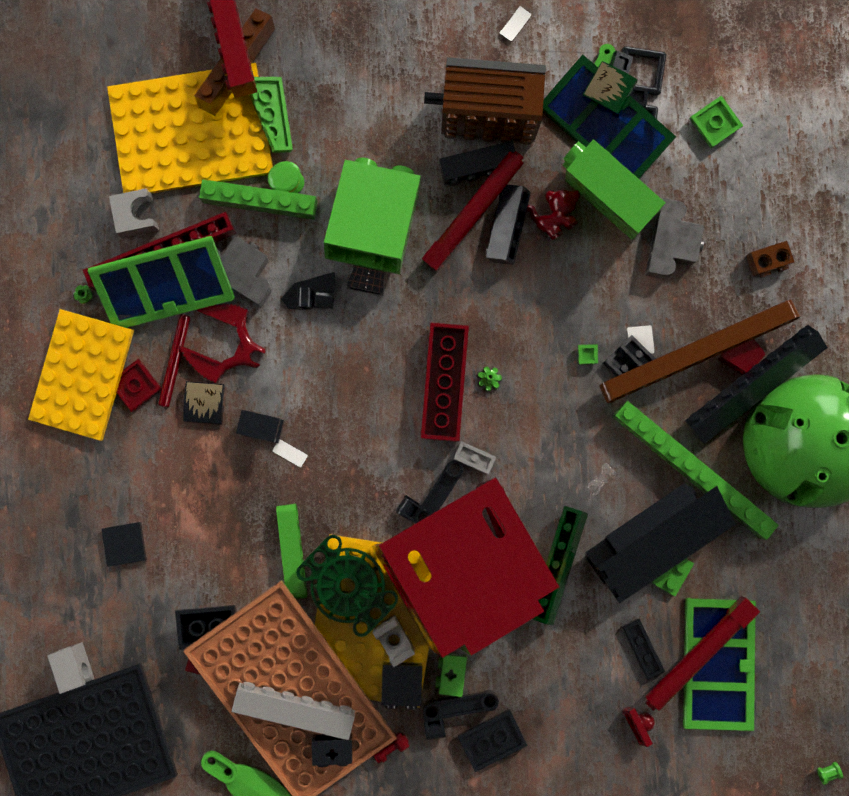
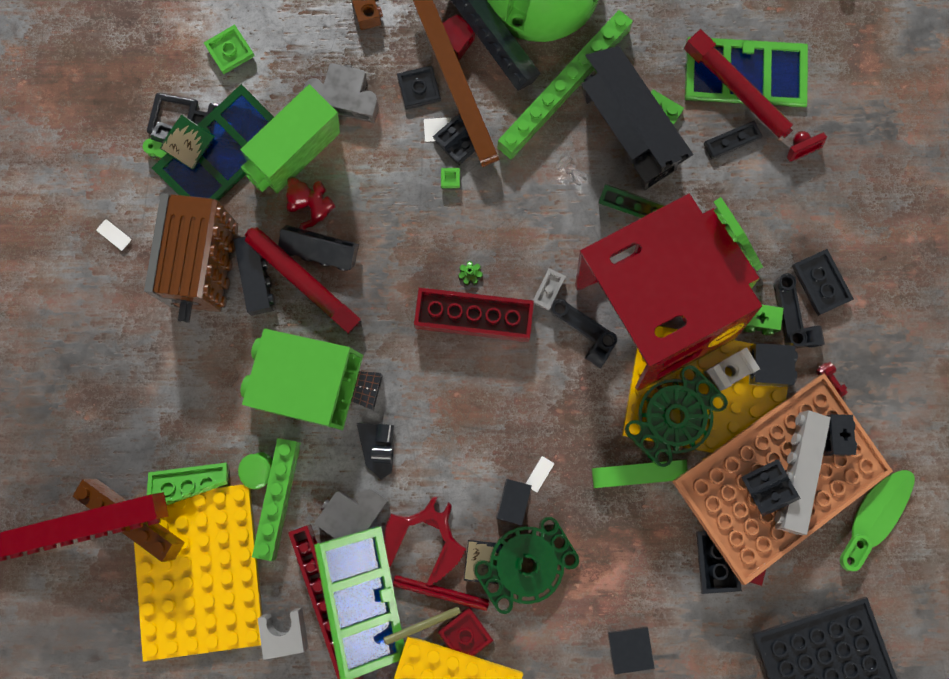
camera: 85 degrees left, 5 degrees down
(142, 342) = (421, 625): none -> olive bar
(203, 423) = (509, 561): none -> dark green piece
(276, 677) = (770, 487): none -> black slope
(524, 641) = (736, 233): none -> bright green plate
(685, 318) = (419, 87): none -> black tile

